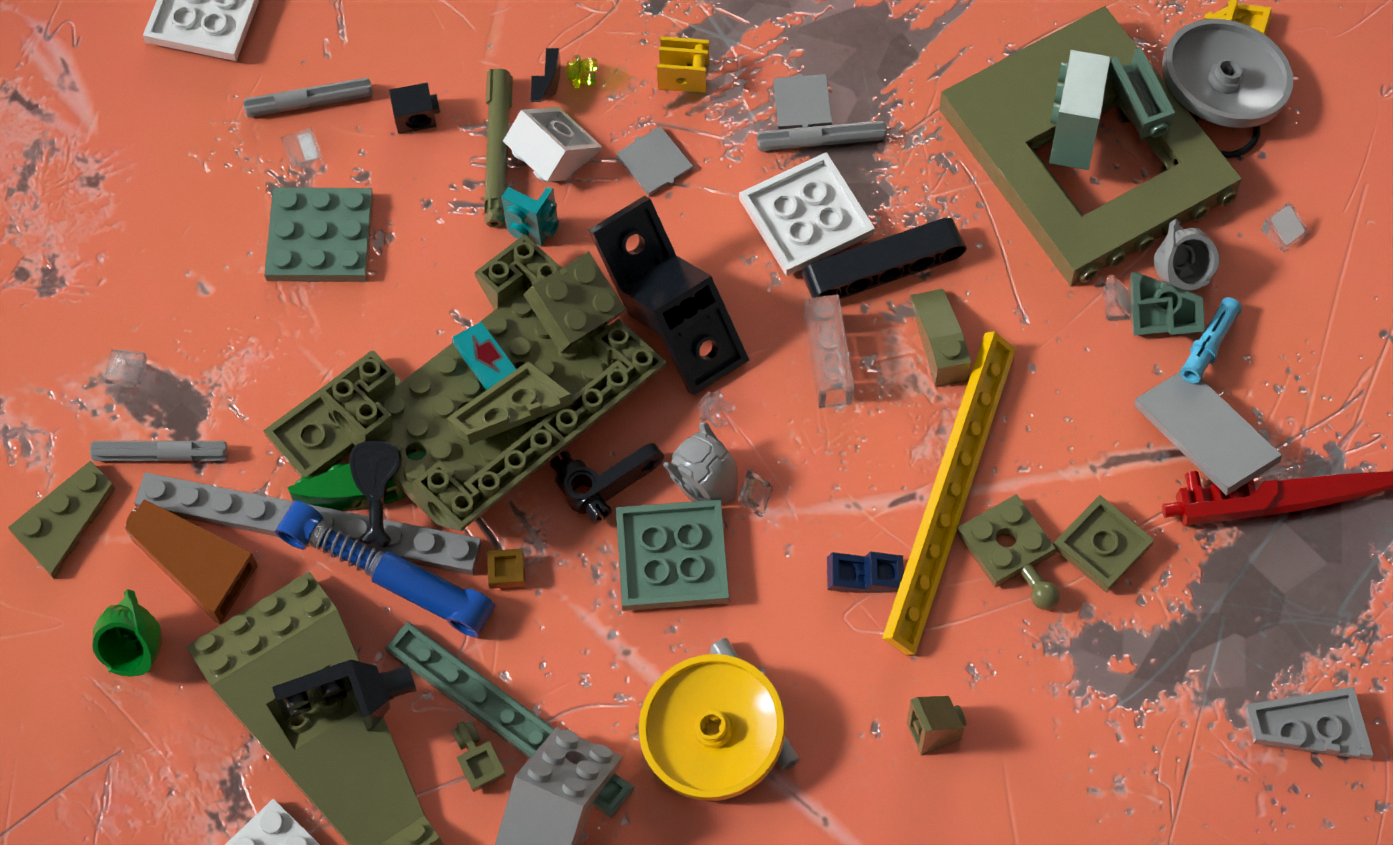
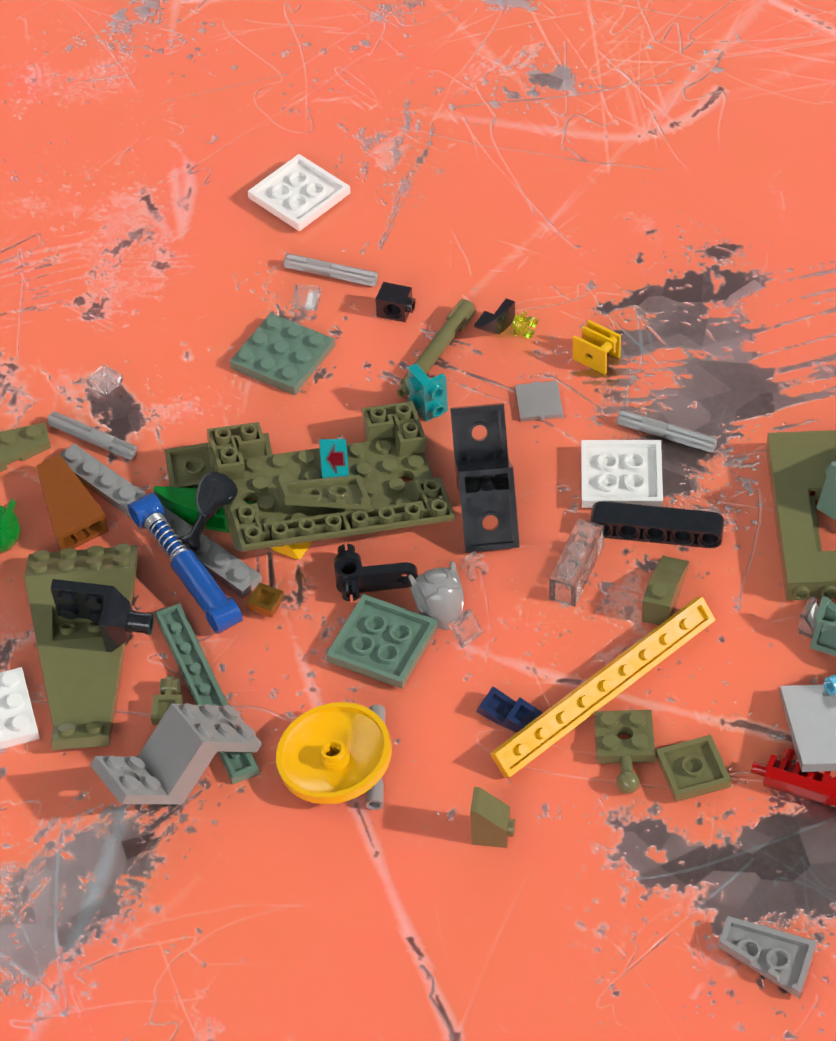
camera: 30 degrees right, 15 degrees down
(550, 143) = (472, 358): white slope -> none
(574, 301) = (414, 451): olive piece -> none
(802, 101) = (669, 405): light grey piece -> none

